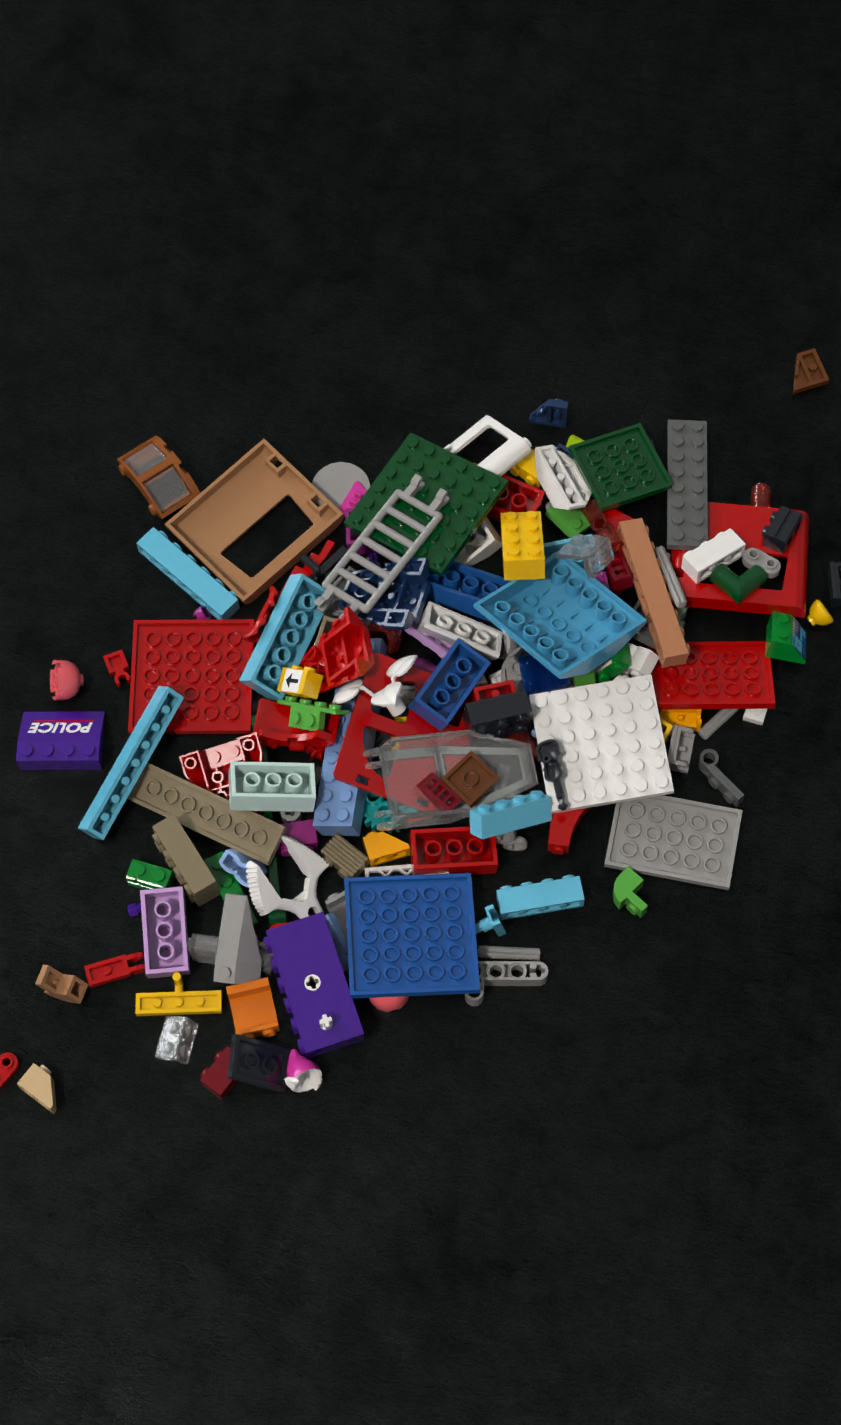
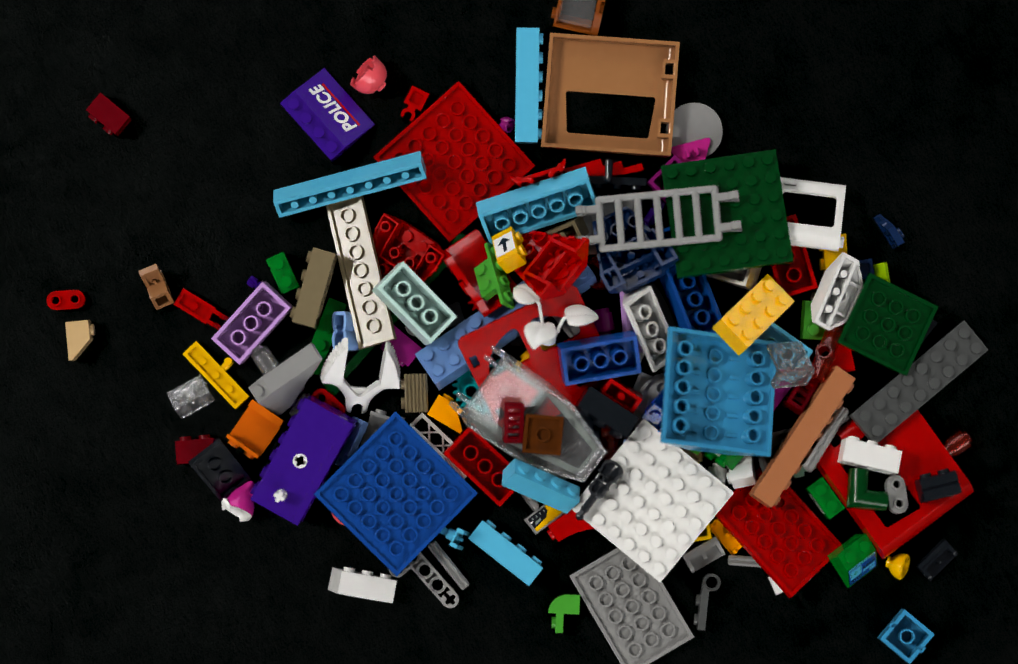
camera: 45 degrees right, 20 degrees up
(460, 1032) = (363, 584): none -> white wedge
(537, 843) = (542, 518): none -> slope
(716, 623) = (824, 498): none -> green brick

